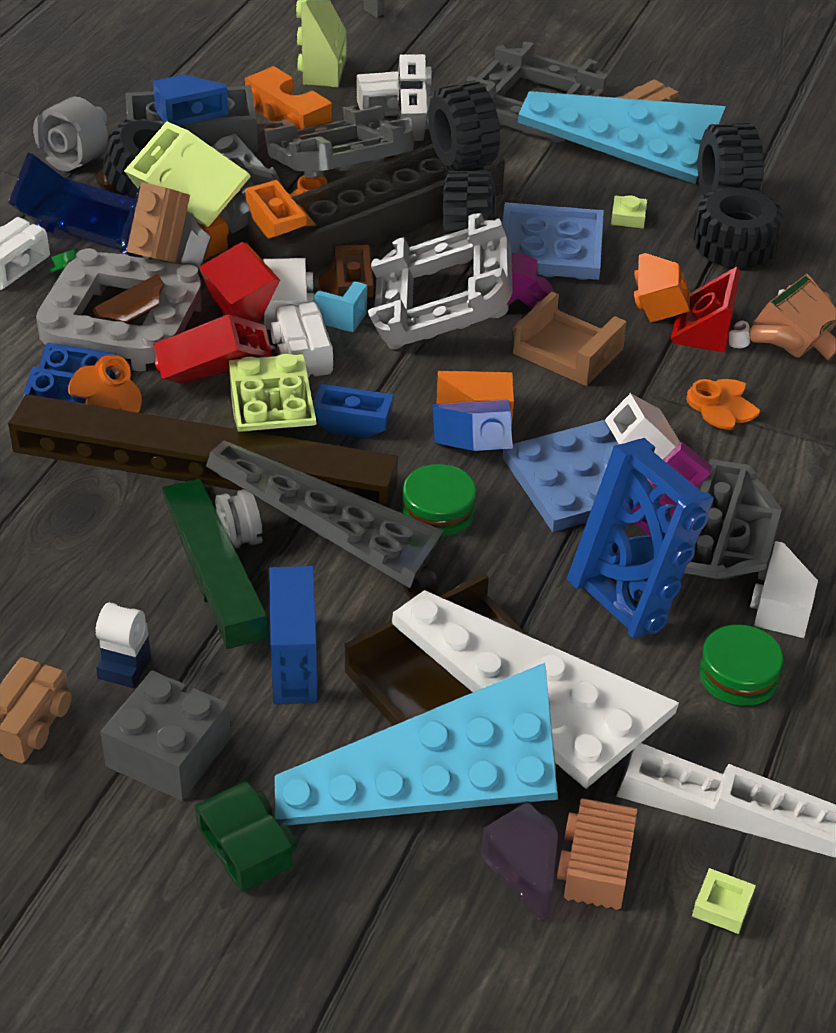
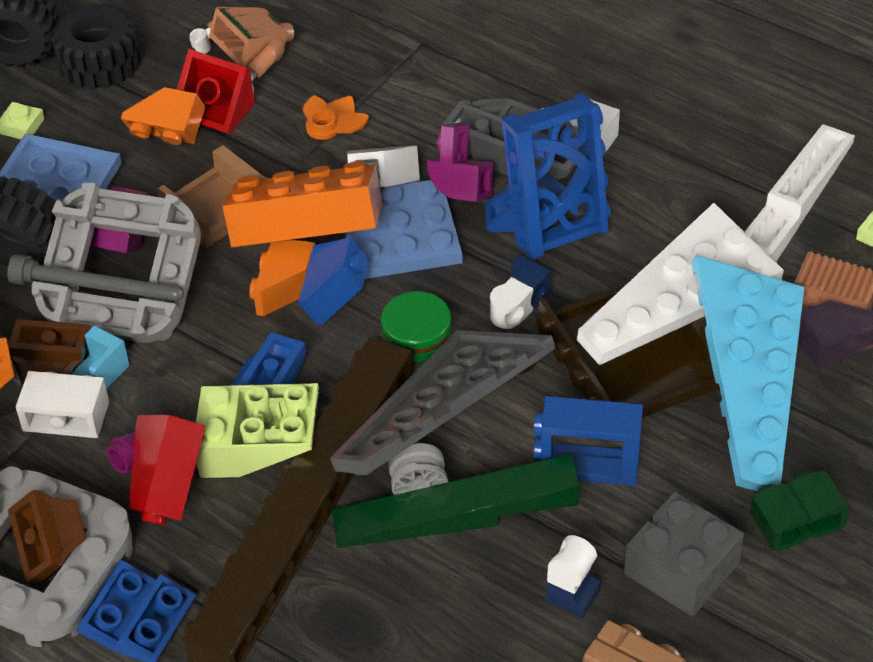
camera: 75 degrees left, 5 degrees up
(101, 390) = (178, 569): orange plate -> none
(240, 282) = (64, 428): red slope -> none
(303, 332) = (147, 393): white brick -> none
(416, 231) = (24, 269): none -> dark grey piece
(509, 571) = (520, 294): none -> leg
(550, 377) = (303, 204): none -> orange brick
(741, 665) = (653, 171): green head -> none

